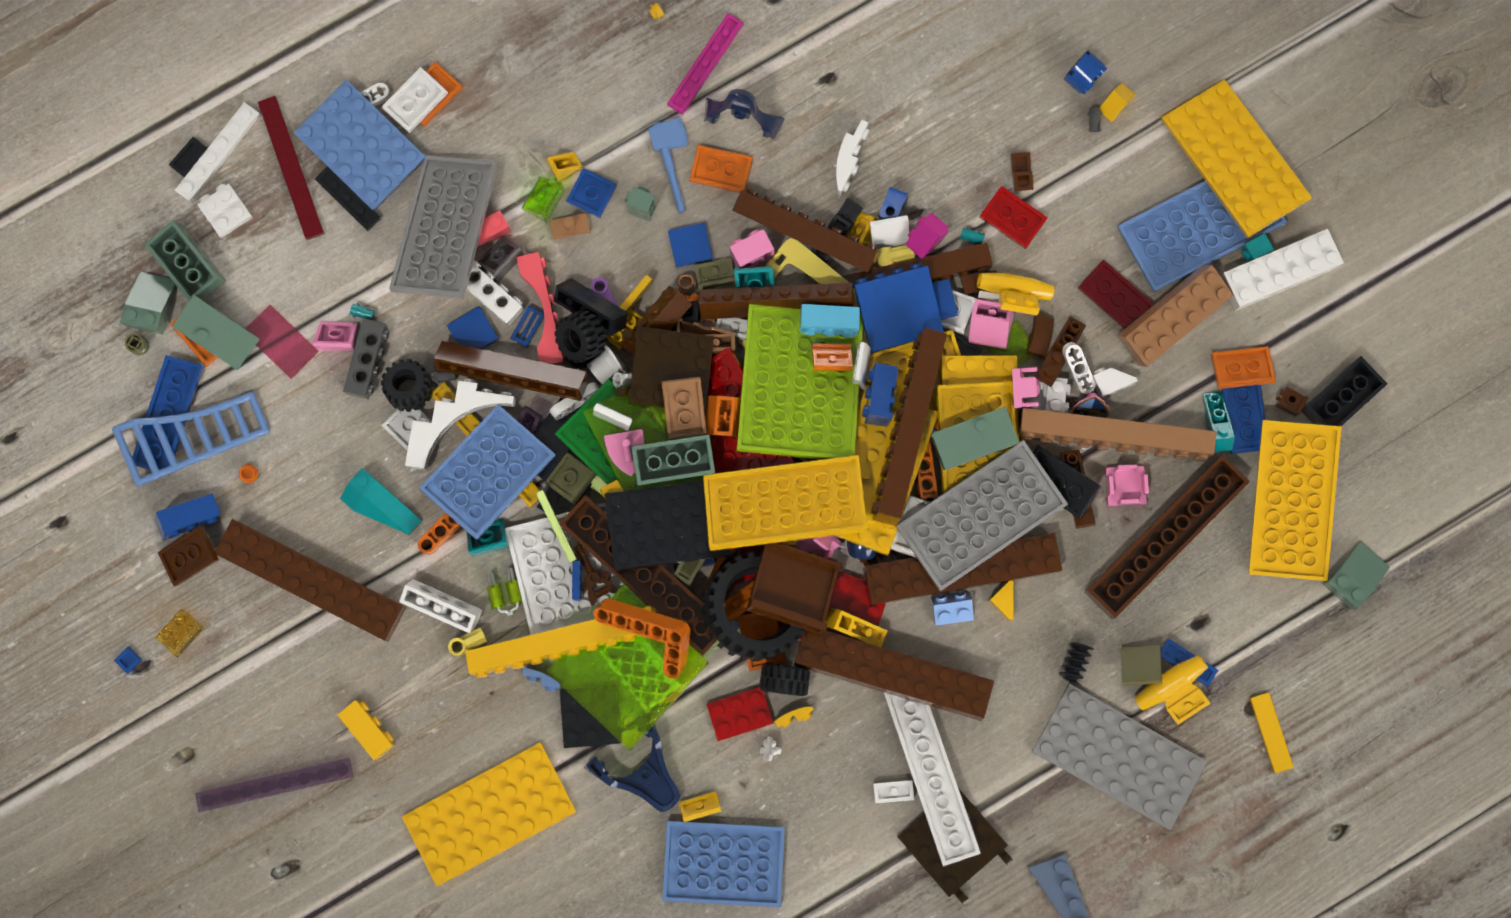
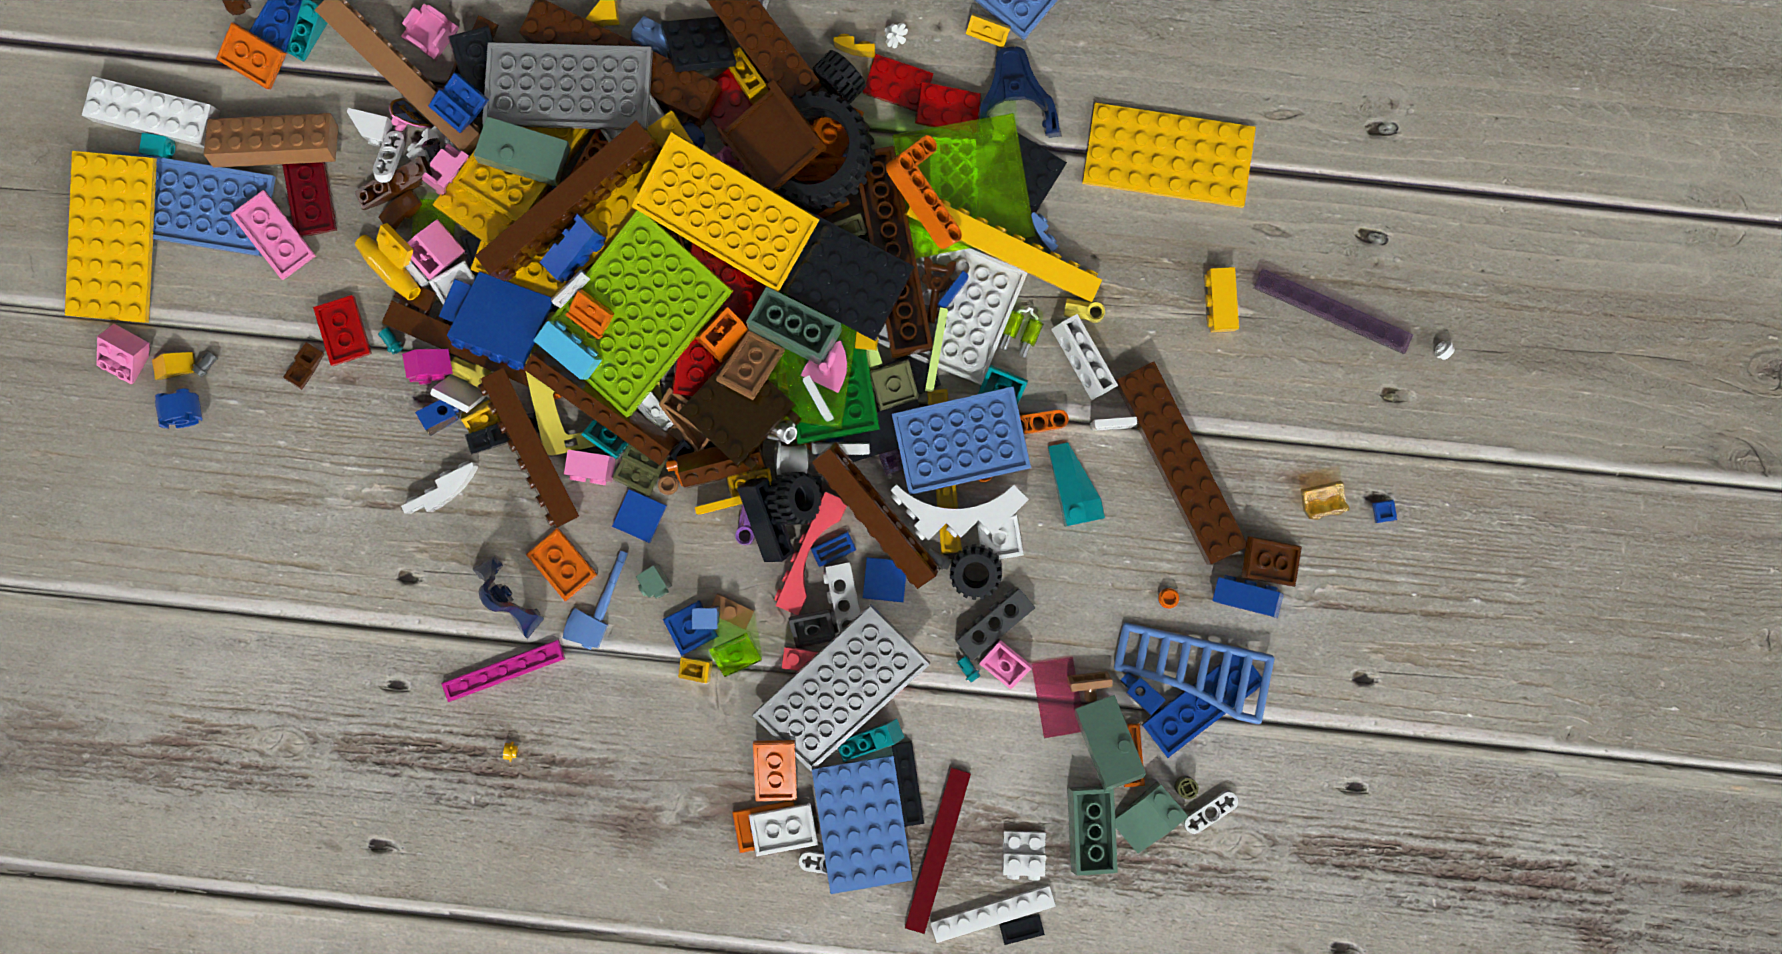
camera: 140 degrees left, 5 degrees up
(114, 337) = (1194, 815): none -> white beam
(166, 818) = (1444, 350): none -> white plate
(208, 384) = (1149, 701): none -> blue torso
(263, 367) = (1089, 683): none -> medium nougat tile
(382, 570) = (1114, 423): none -> white tile
(395, 210) = (871, 740): none -> teal slope
(451, 136) = (775, 770): none -> orange tile
(581, 205) = (705, 618): none -> medium blue panel
(686, 721) = (945, 105): none -> red plate
(912, 624) = (698, 44): none -> black plate
(1046, 393) = (432, 147): none -> black bush
(1052, 441) = (458, 102): none -> blue slope
(1118, 247) = (273, 235): none -> bright pink tile
(1160, 82) = (121, 353): none -> bright pink slope

